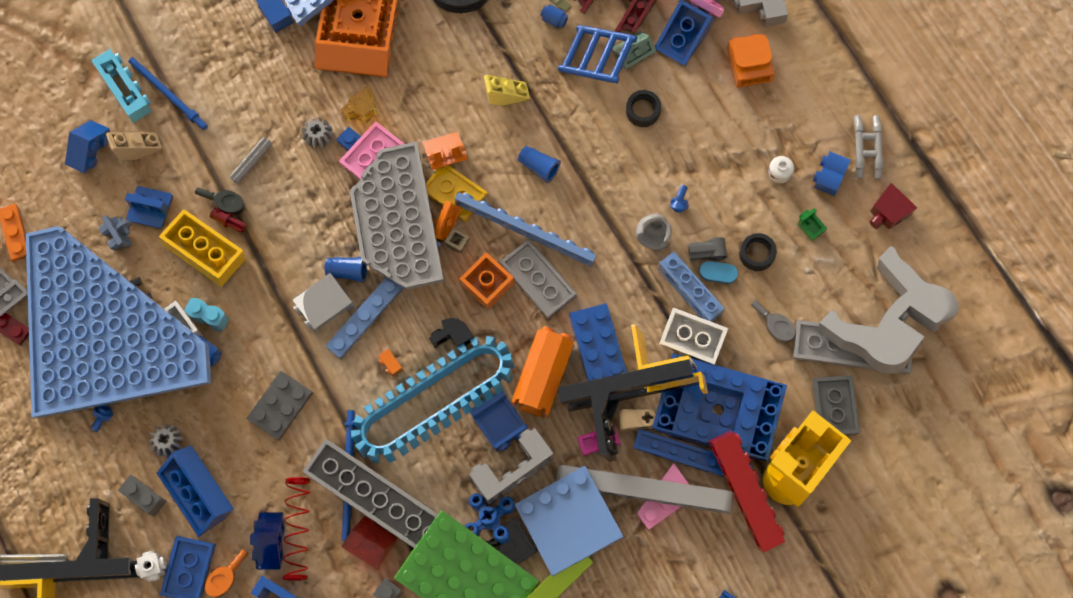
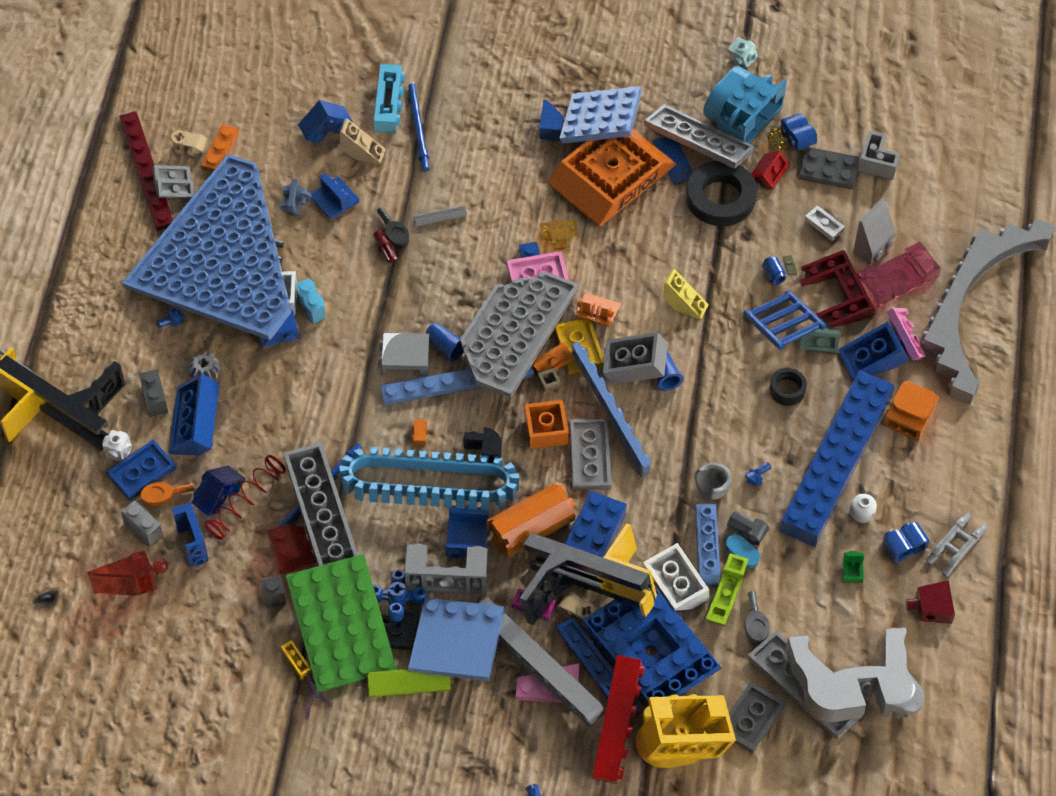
camera: 35 degrees right, 15 degrees down
(202, 248) = (348, 251): yellow brick -> none
(279, 405) = (309, 404): dark grey plate -> none
(311, 133) = (508, 229): light grey gear -> none
(513, 172) = (635, 358): none -> light grey brick
(728, 142) = (837, 458): none -> blue brick
(734, 315) = (727, 590): none -> lime slope
(761, 238) = (792, 544): black tyre -> none

